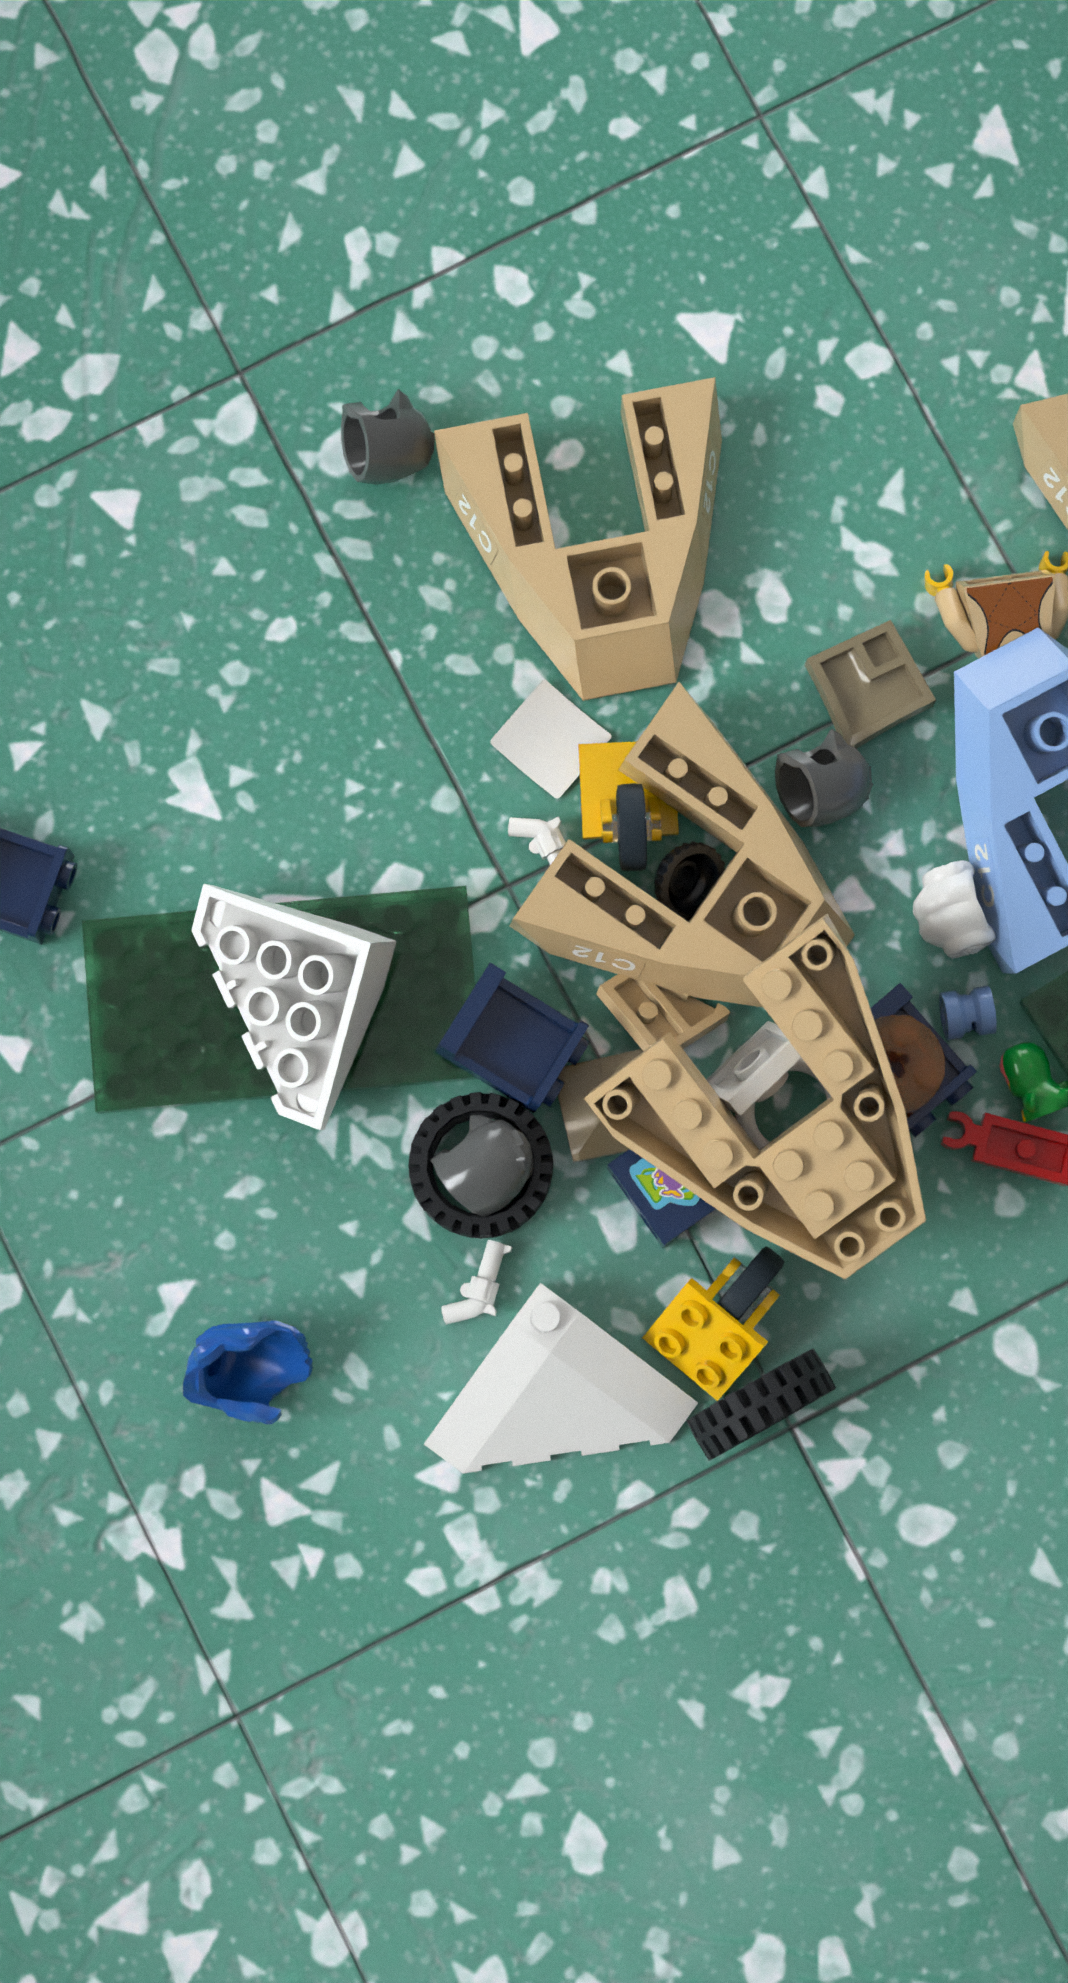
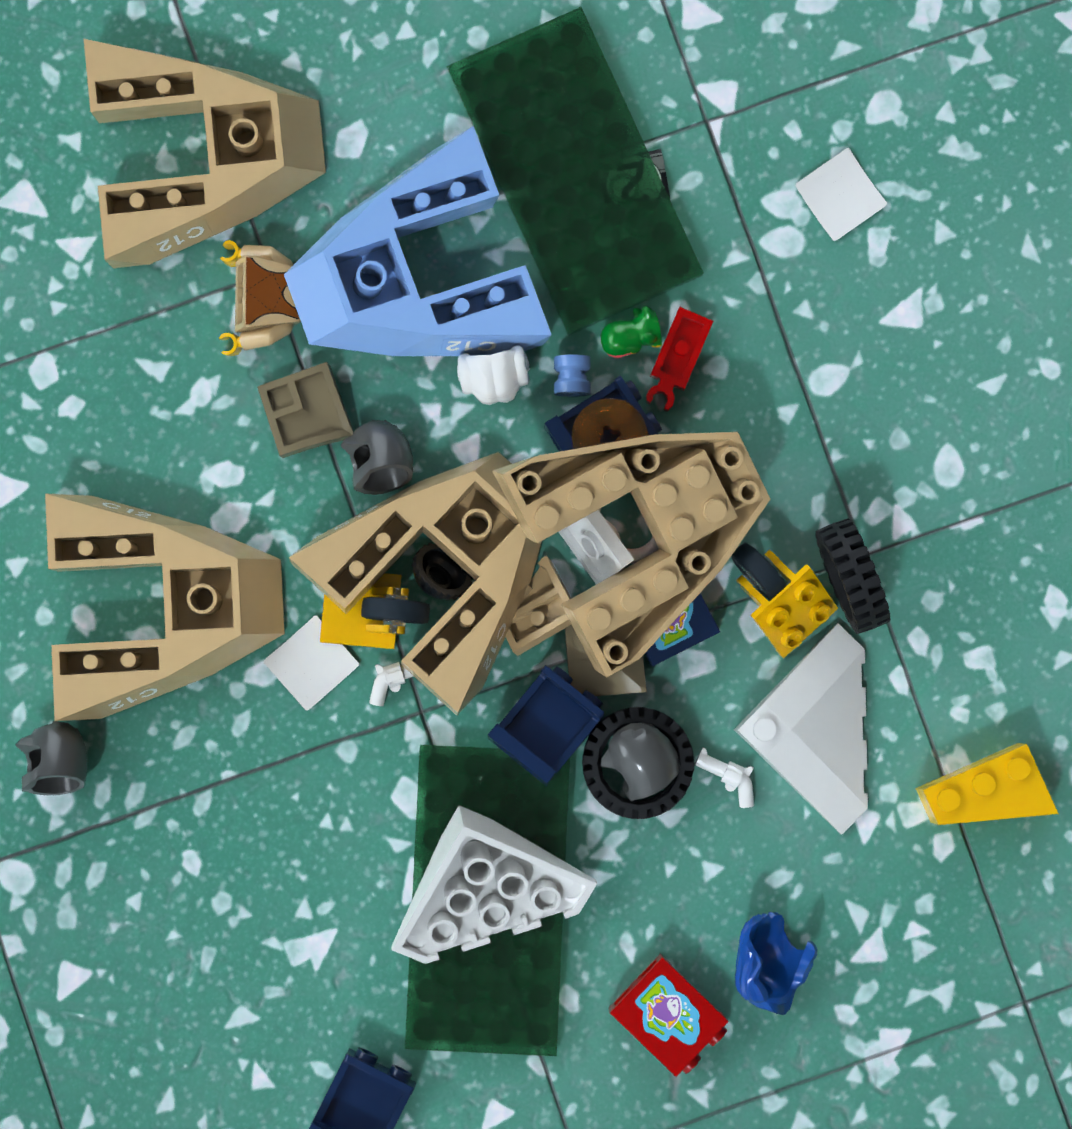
camera: 85 degrees left, 5 degrees up
(161, 1248) = (669, 1016): none -> red panel
(507, 1628) = (989, 789): none -> yellow wedge

